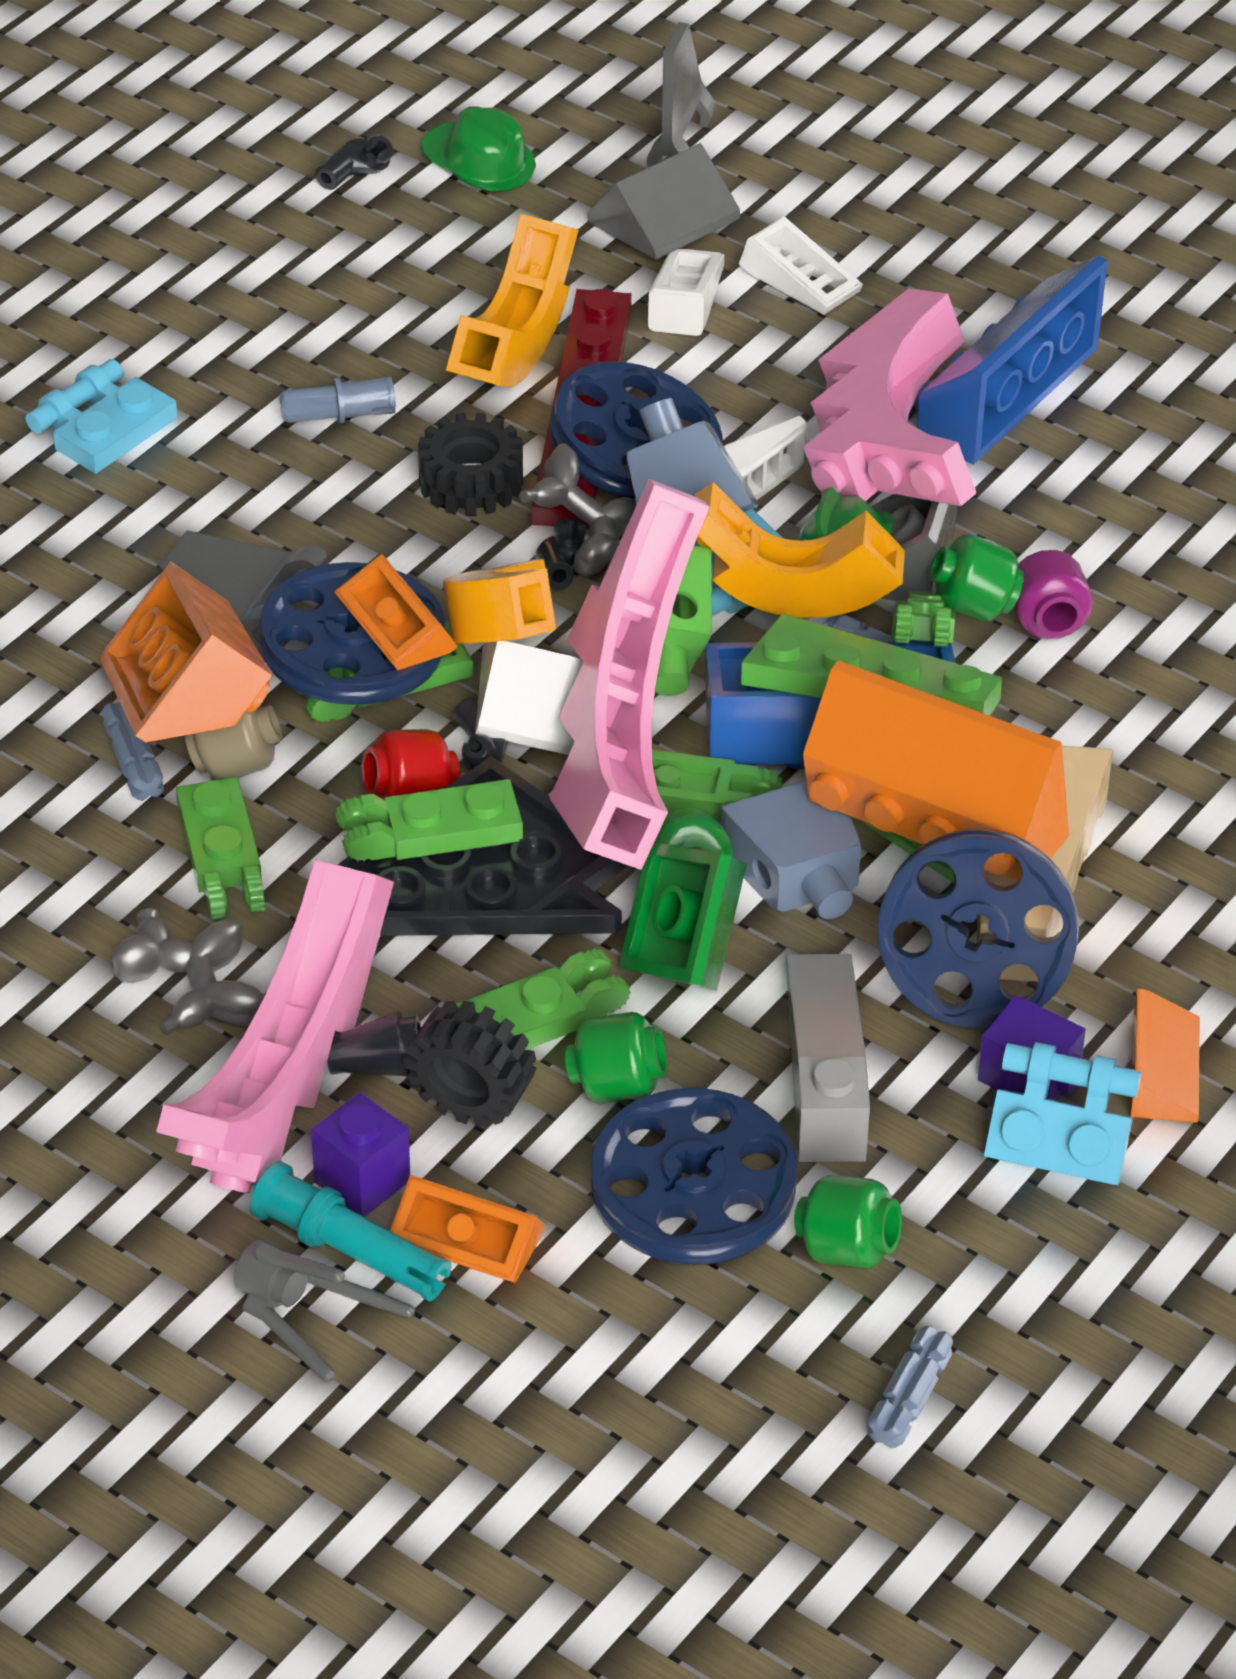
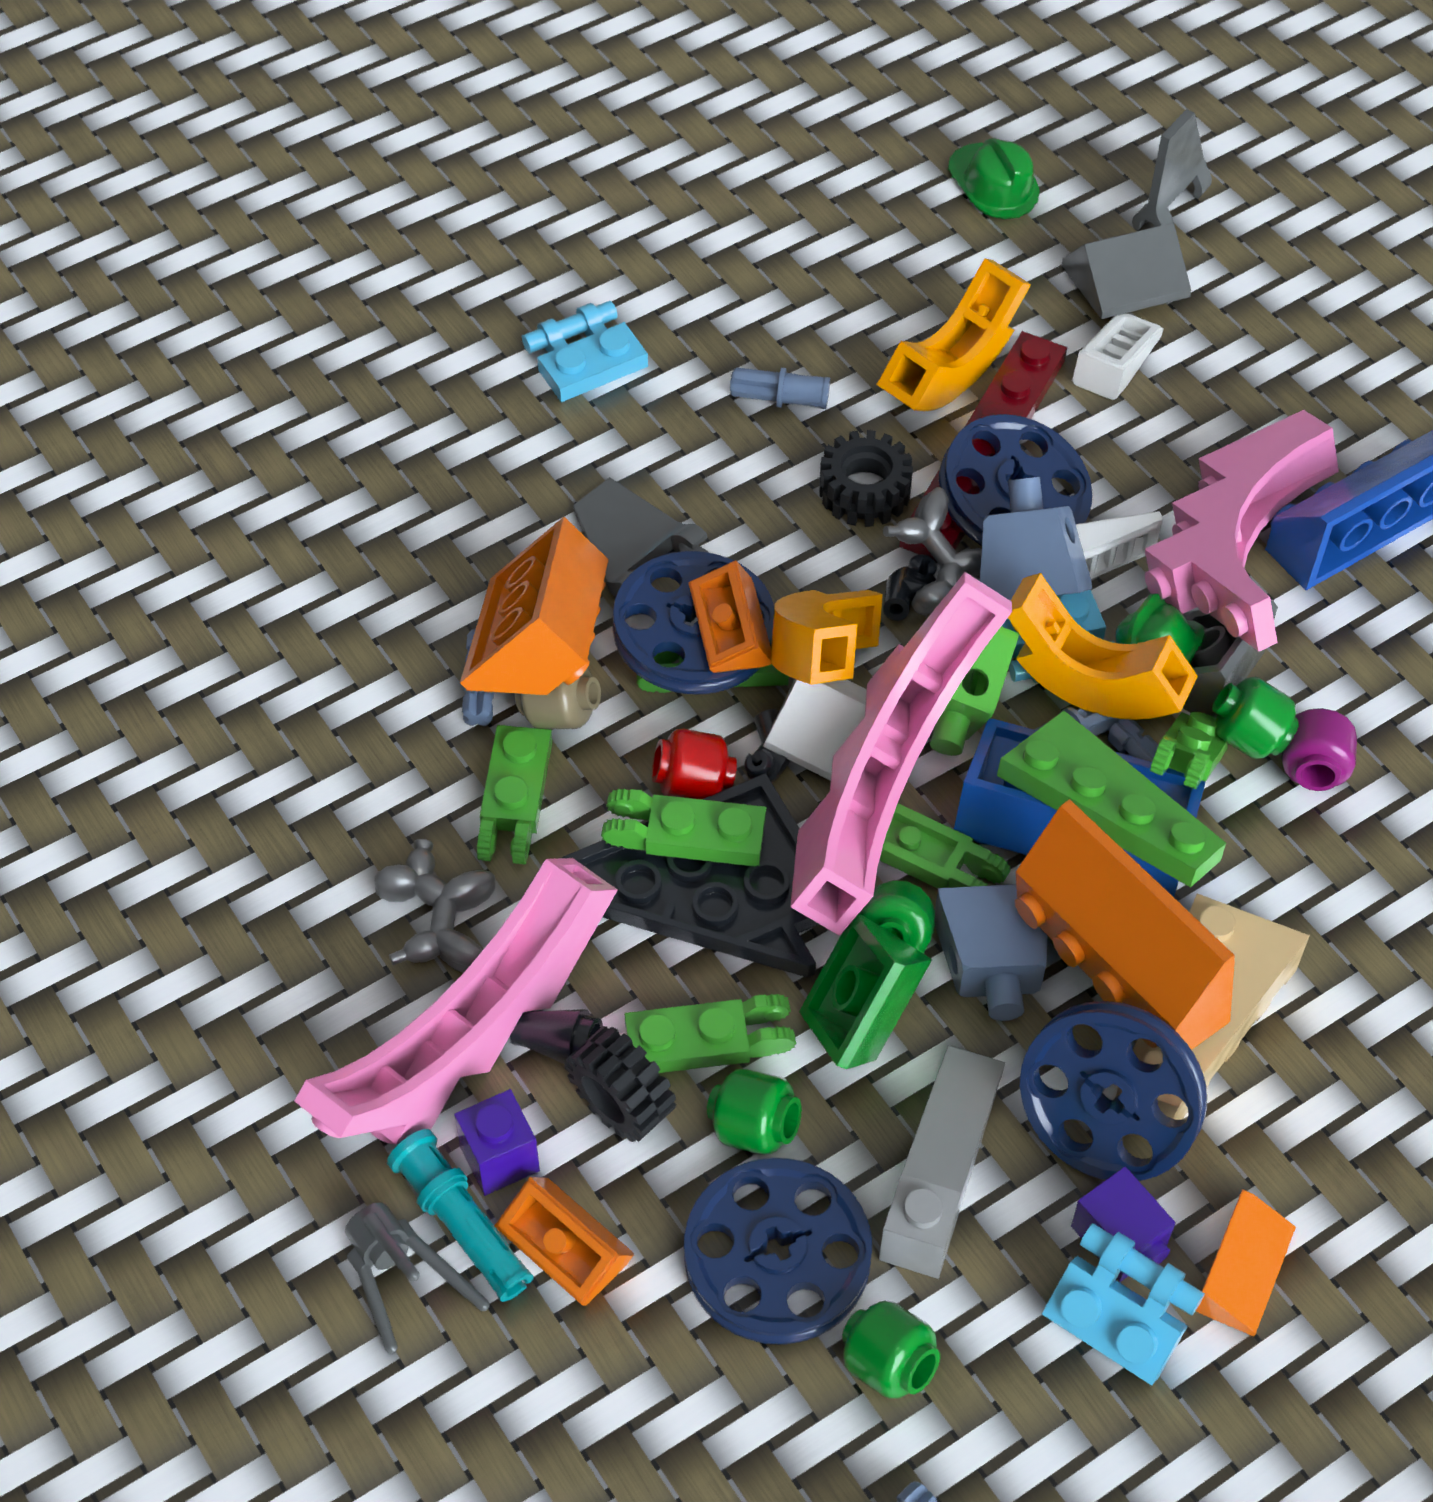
camera: 20 degrees right, 10 degrees up
(355, 158) = (886, 159): black arm -> none
(781, 247) = (1223, 331): white slope -> none

